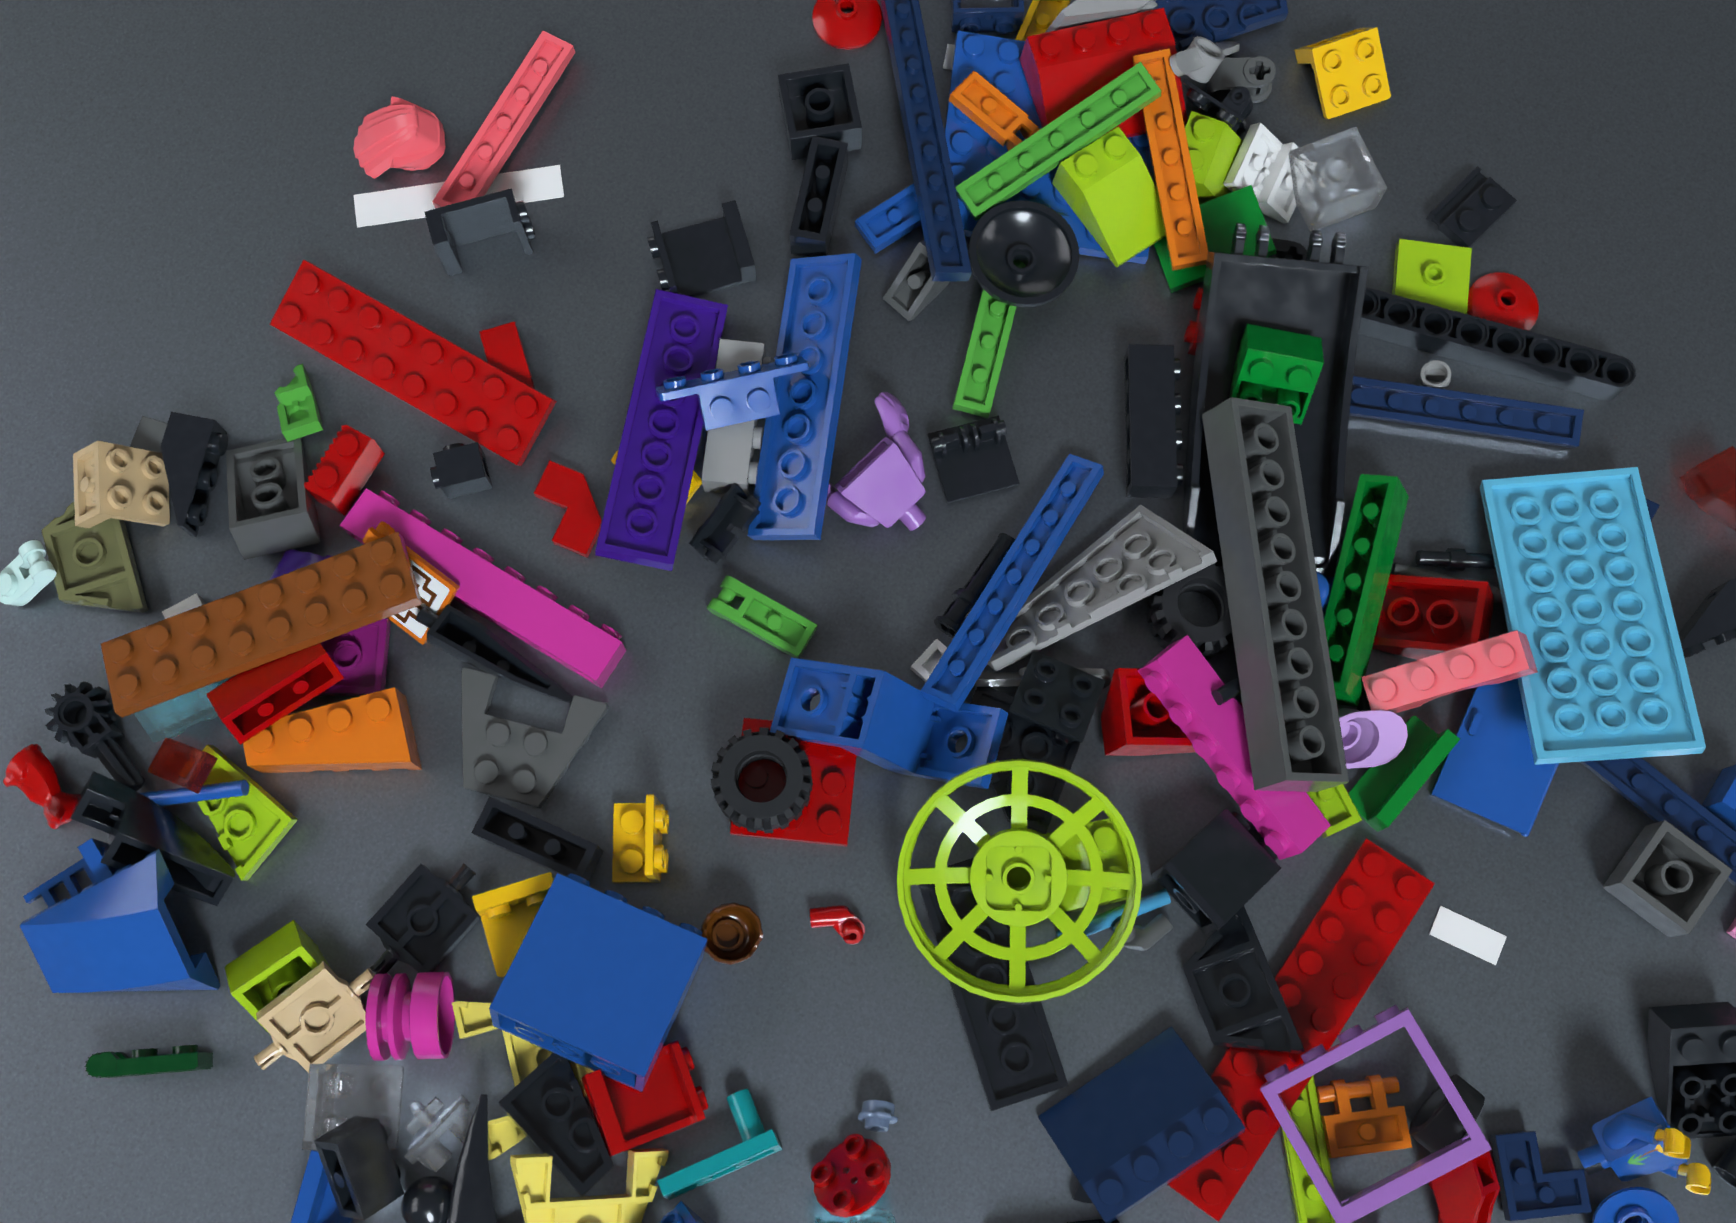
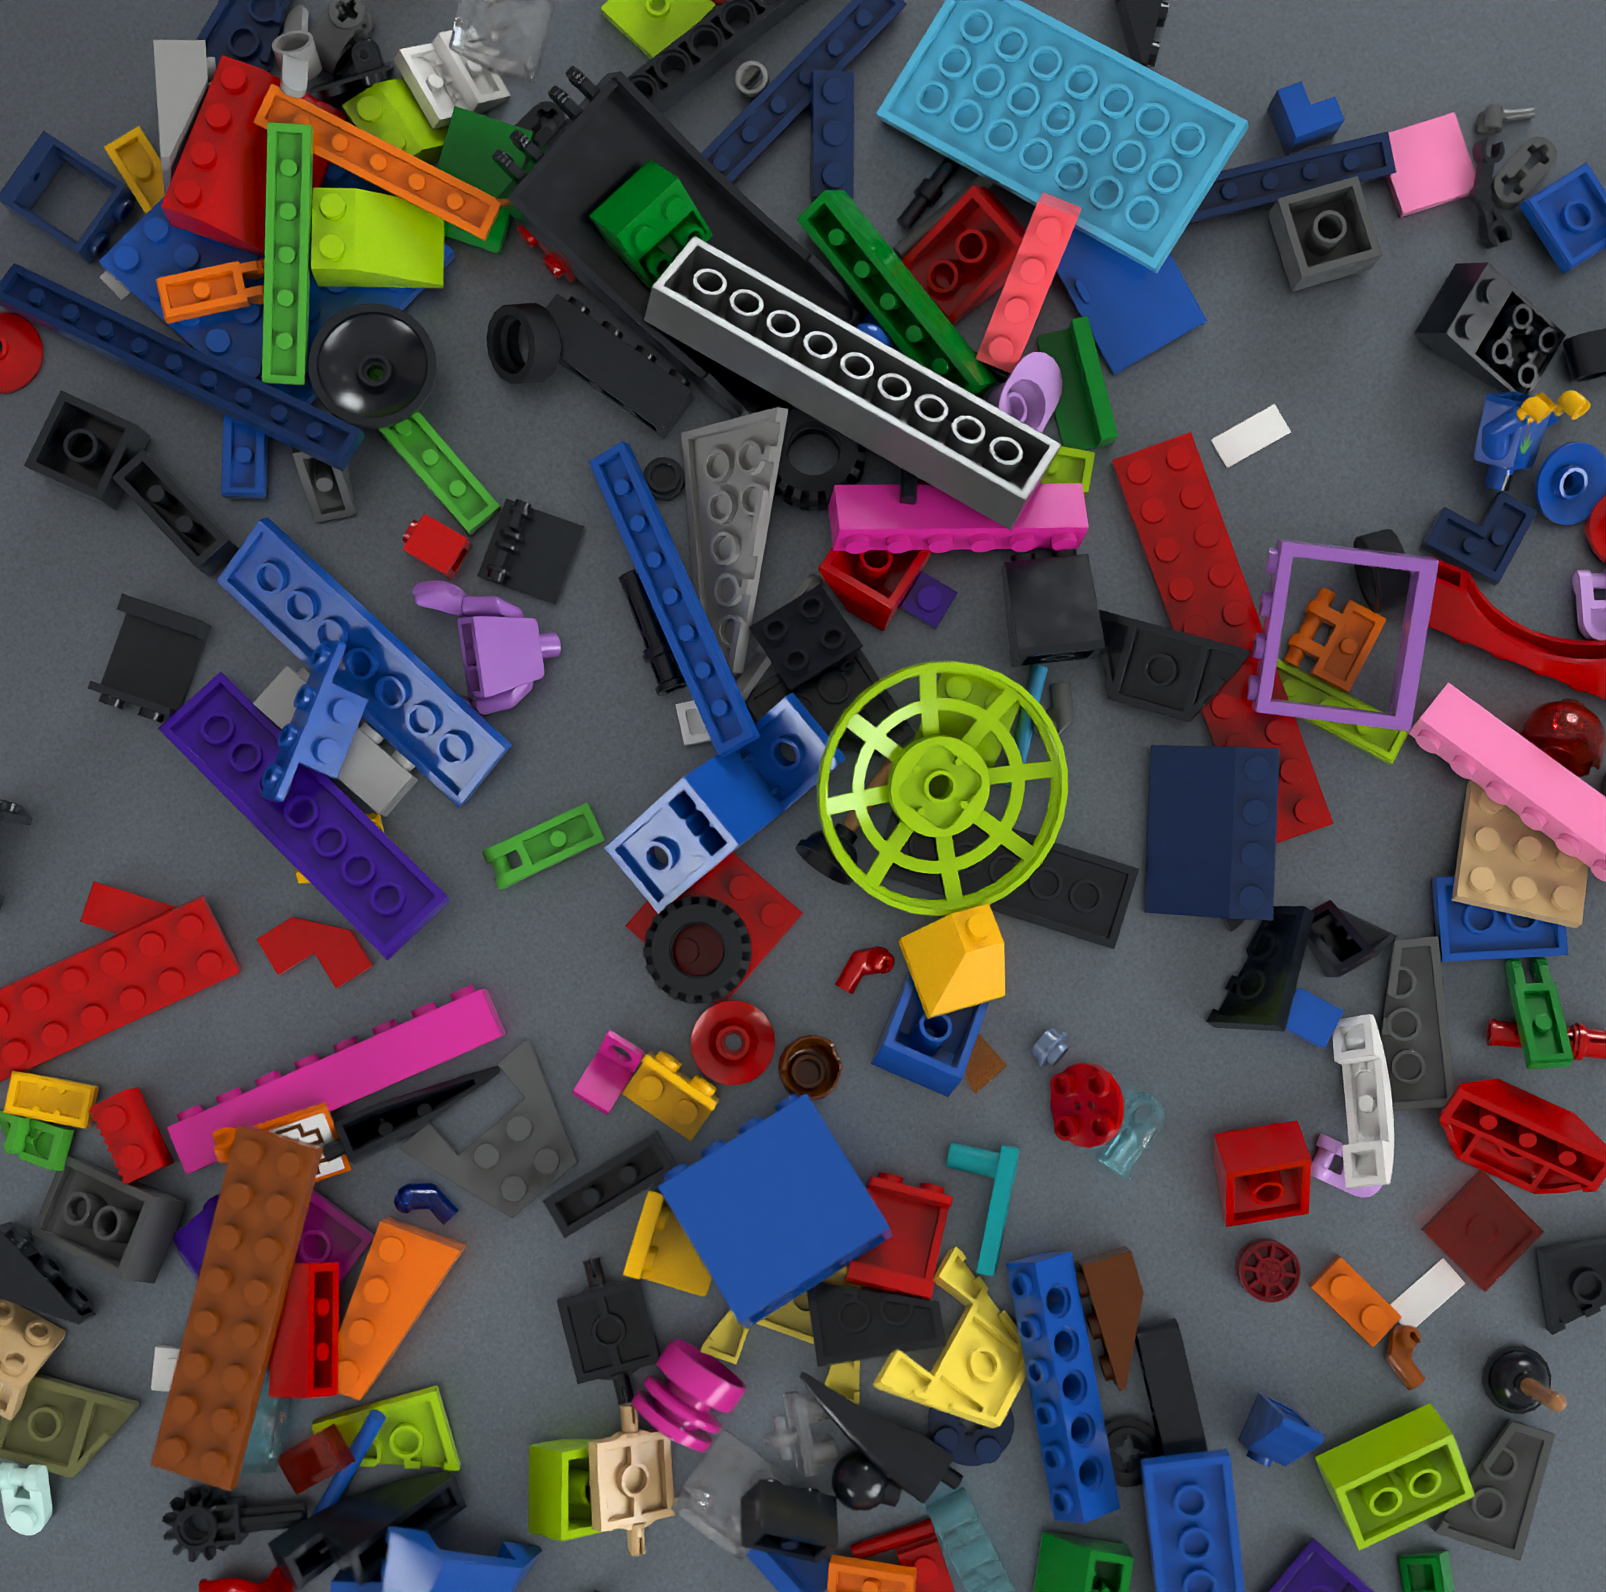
camera: 55 degrees left, 10 degrees up
(334, 397) = (50, 1099): none -> yellow plate
(437, 711) = (425, 1196): none -> clear blue arm
(461, 470) = (207, 1027): black brick -> none
(621, 782) = (608, 1073): none -> dark pink bracket
(704, 840) = (728, 1065): none -> red dish
(715, 537) = (438, 838): black hinge -> none
(827, 1069) = (982, 1065): none -> clear orange tile
(837, 1006) = (927, 1050): none -> blue slope
(893, 989) = (956, 961): none -> yellow slope
(901, 819) = (816, 849): none -> black piece
(927, 390) = (436, 546): none -> red brick
(1098, 515) = (664, 477): none -> black plate
(1130, 358) = (542, 342): none -> black tyre
(1153, 774) = (928, 600): none -> dark purple plate
(1445, 457) = (832, 132): none -> dark blue plate

